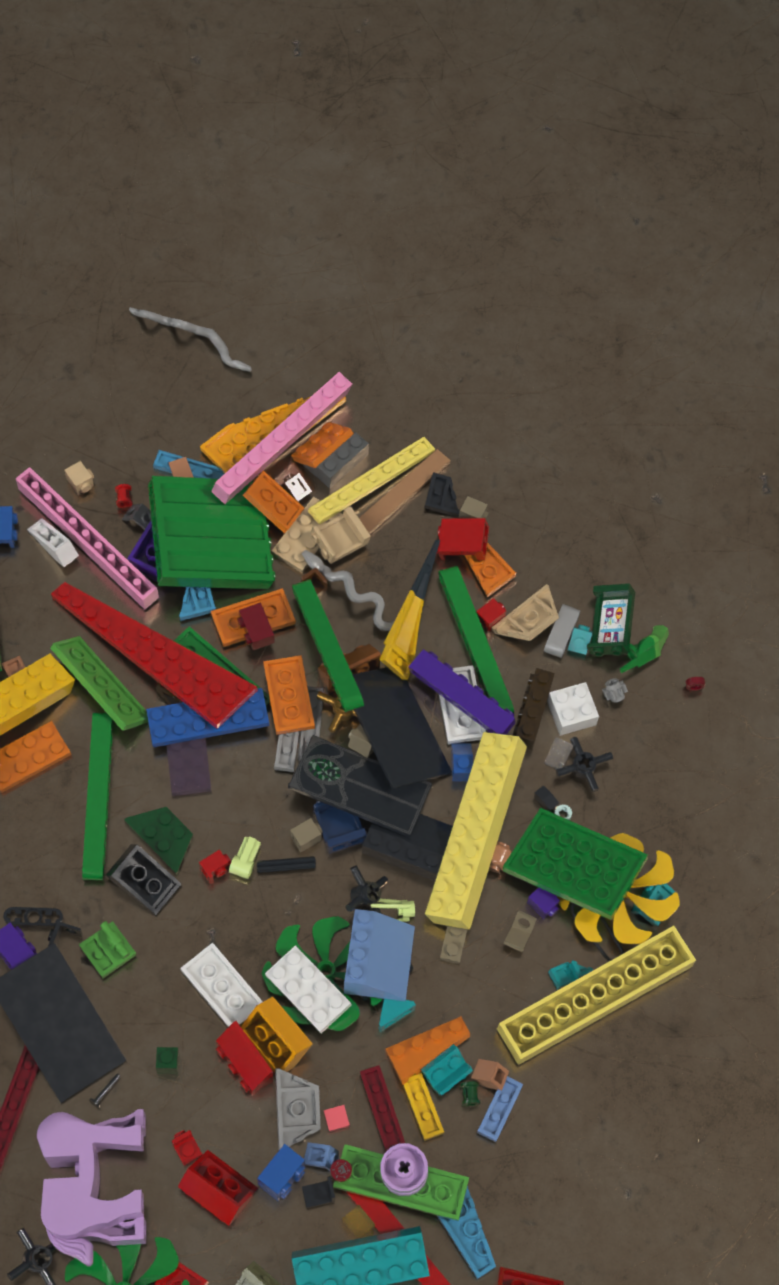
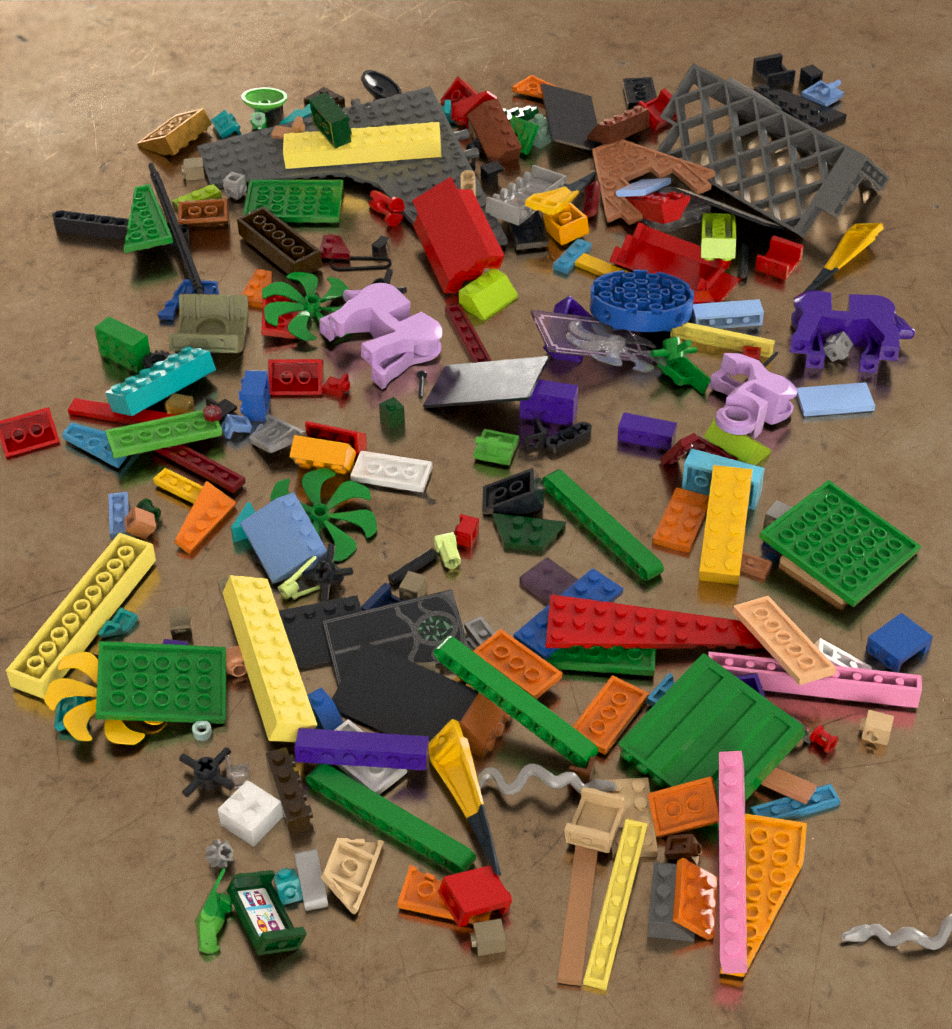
camera: 150 degrees right, 20 degrees down
(81, 569) = (784, 640): none -> light nougat plate
(100, 682) = (679, 586): bright green plate -> none
(256, 626) = (594, 695): dark red brick -> none
(308, 989) = (322, 488): white plate -> none
(336, 1118) = (242, 451): coral tile -> none
(404, 1156) = (163, 425): lavender wheel -> none
(441, 495) = (534, 934): black wing -> none
(446, 1070) = (175, 511): teal bracket -> none
(491, 614) = (392, 849): red brick -> none
(546, 798) = (224, 730): black piece -> none
(695, 683) = (139, 912): dark red tile -> none

